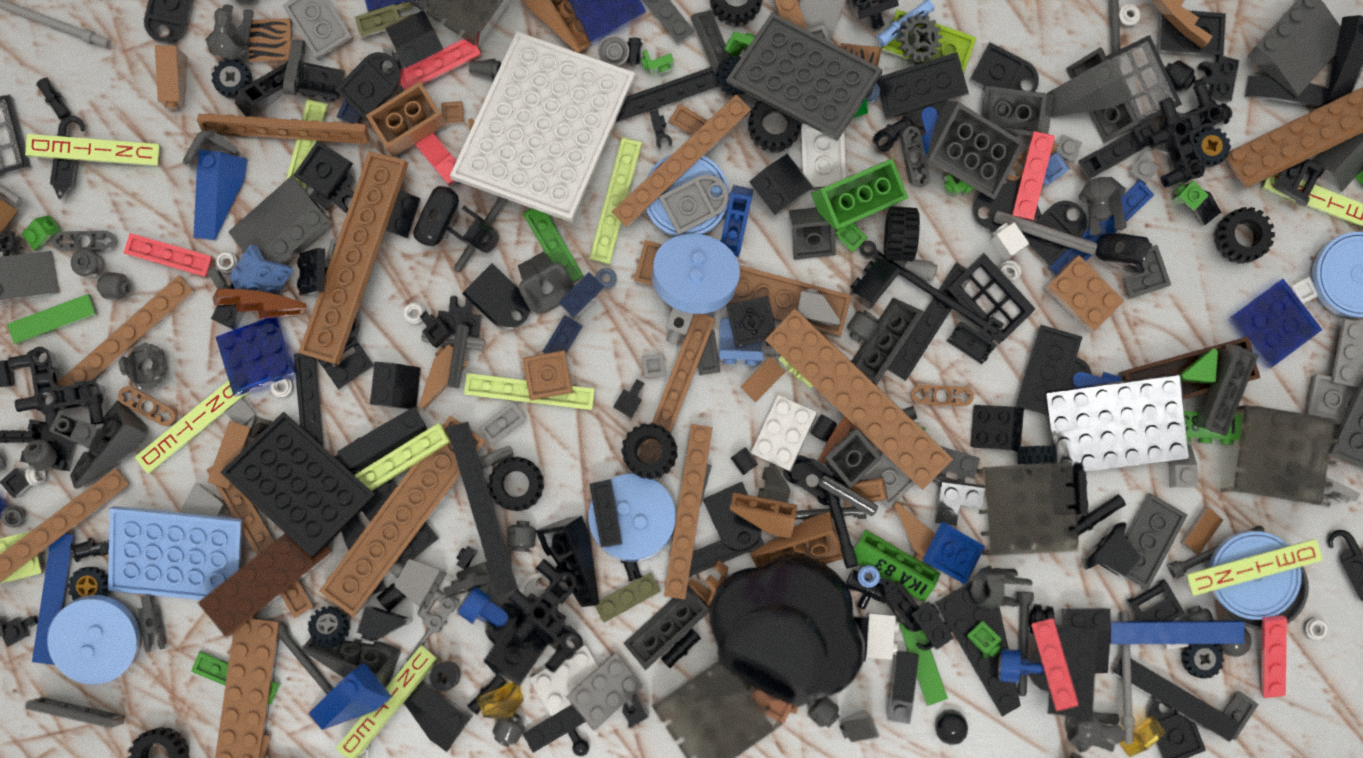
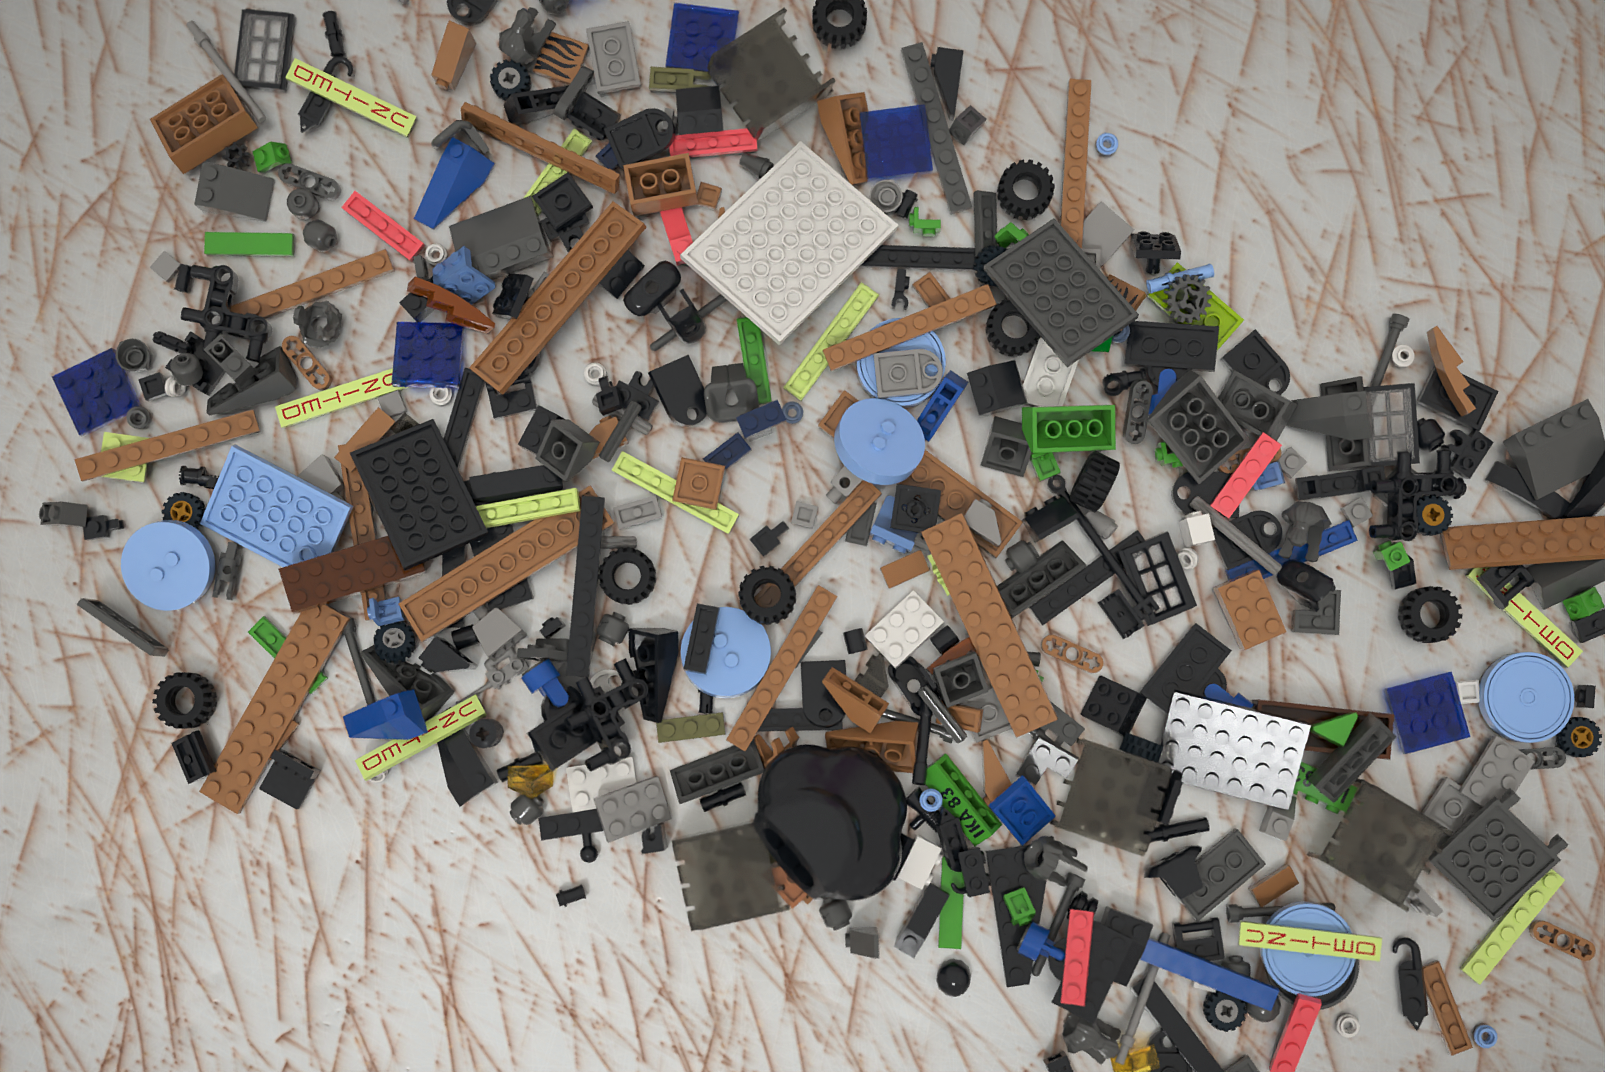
camera: 25 degrees right, 0 degrees up
(53, 594) = (147, 506): blue tile -> none
(309, 602) = (385, 611): none -> medium blue bracket
(416, 391) = (566, 449): none -> dark grey slope

